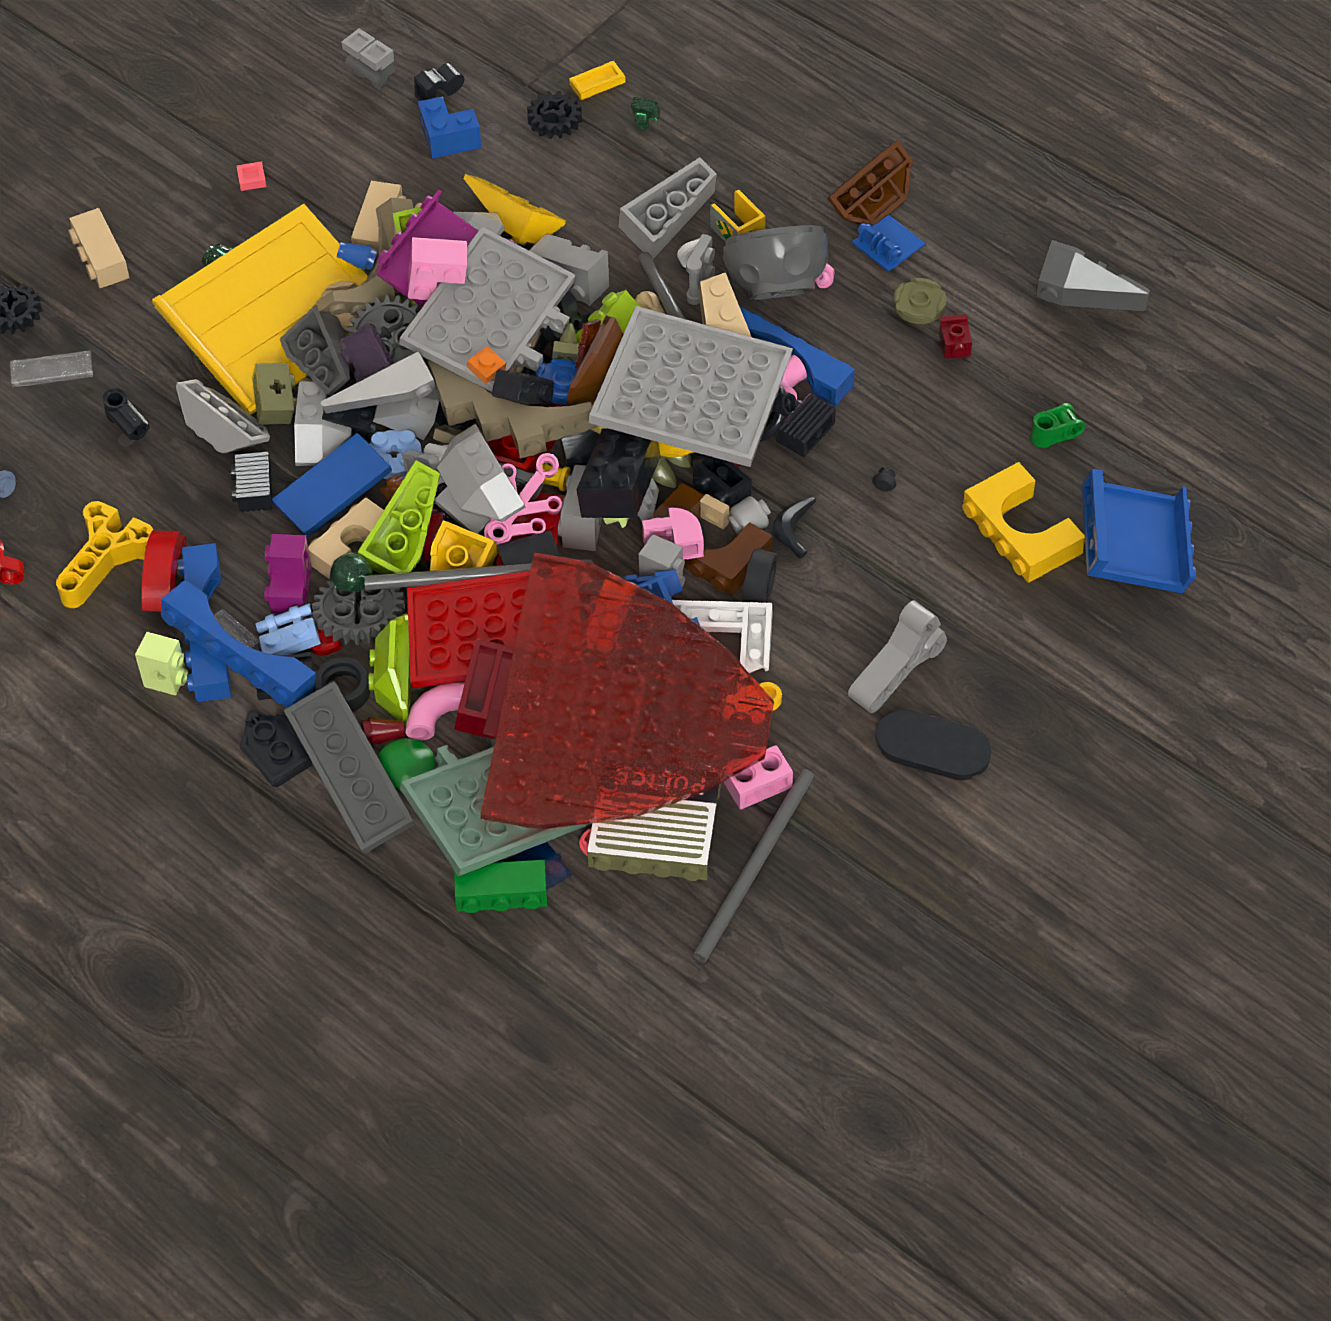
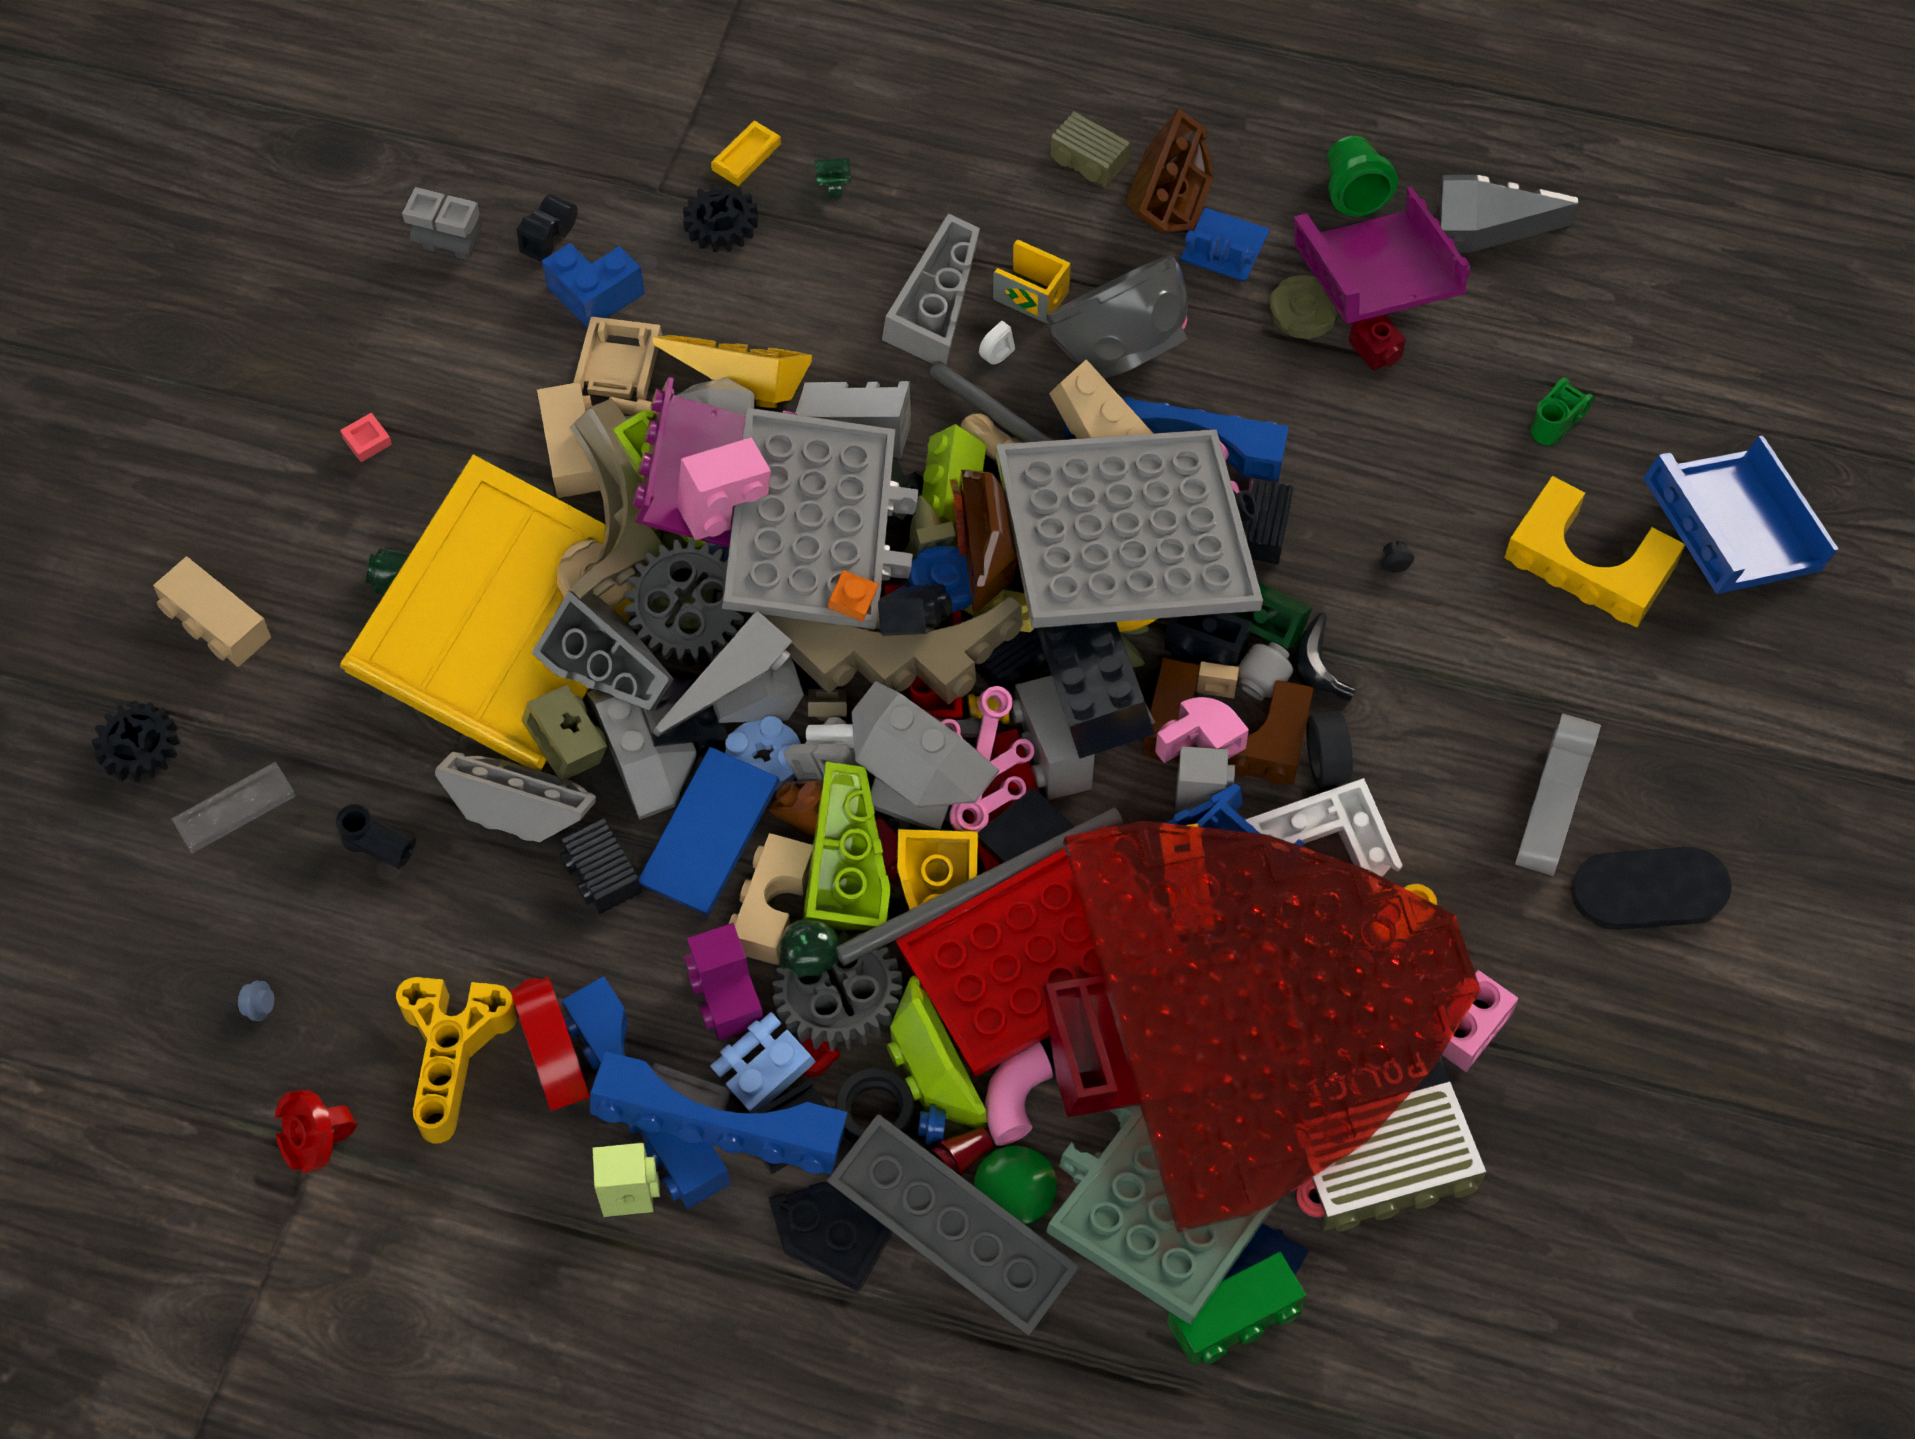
camera: 25 degrees left, 5 degrees up
(358, 255) = (581, 500): blue cone -> none
(365, 352) = (680, 639): clear purple brick -> none
(372, 707) = (931, 1125): none -> blue plate
(429, 179) = (615, 367): none -> tan container
(699, 267) = (1025, 363): light grey plate -> none
(753, 866) = (1530, 1146): dark grey piece -> none
(772, 481) = (1279, 619): none -> dark green brick
(829, 150) = (1090, 149): none -> olive brick
(986, 288) = (1383, 261): none -> magenta panel
(1003, 228) = (1359, 177): none -> green piece

